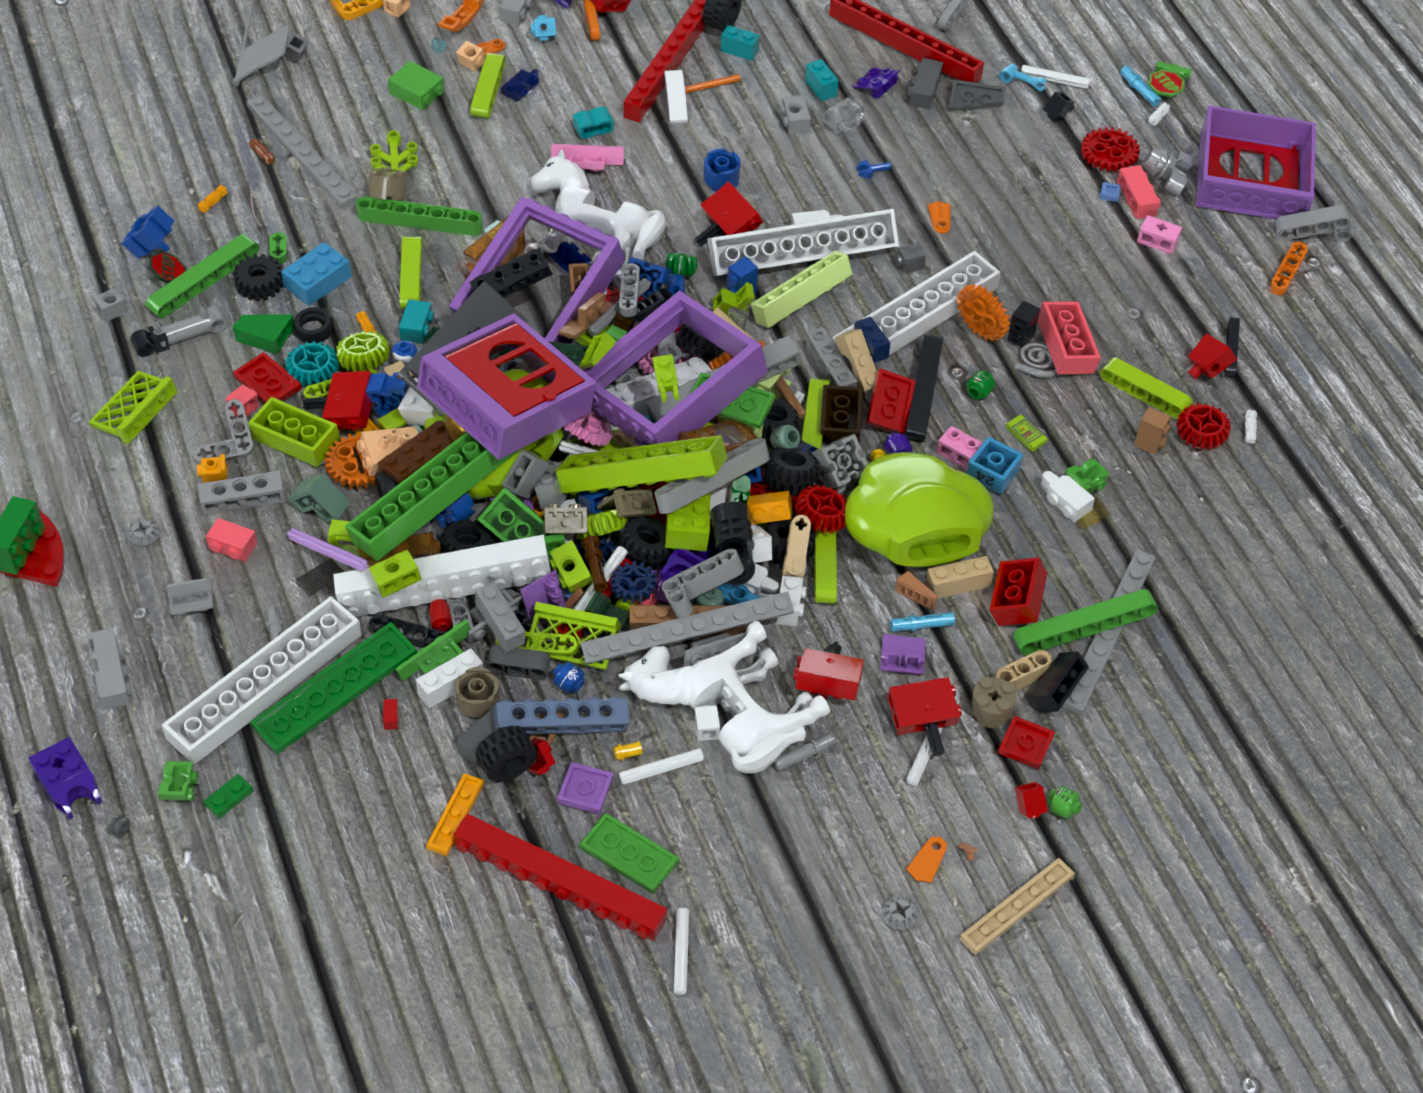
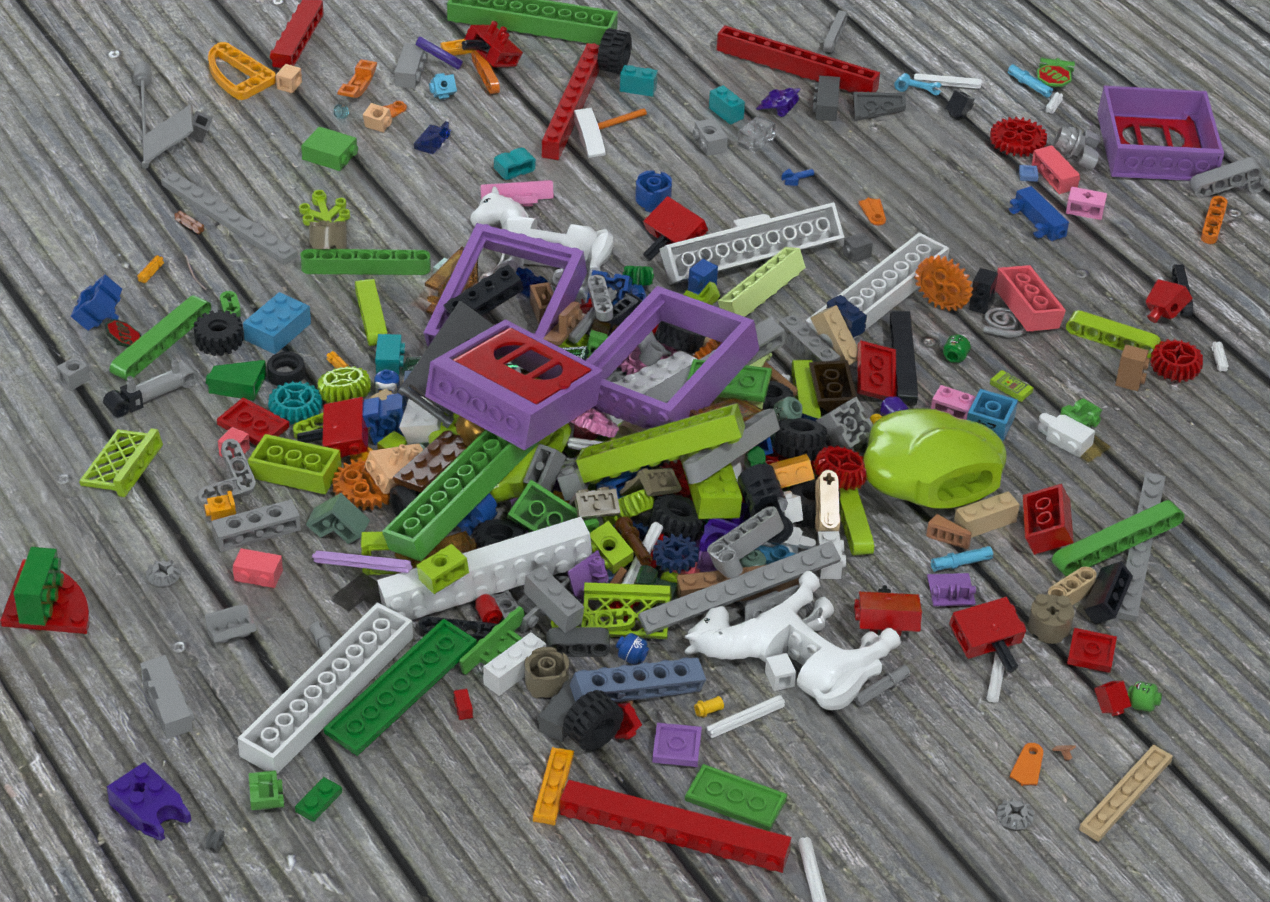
camera: 10 degrees left, 10 degrees down
(488, 85) = (401, 142): lime beam -> none
(597, 350) = (591, 345): lime slope -> none
(666, 376) = (667, 360): lime hinge -> none
(1109, 240) = (1040, 213): none -> blue brick

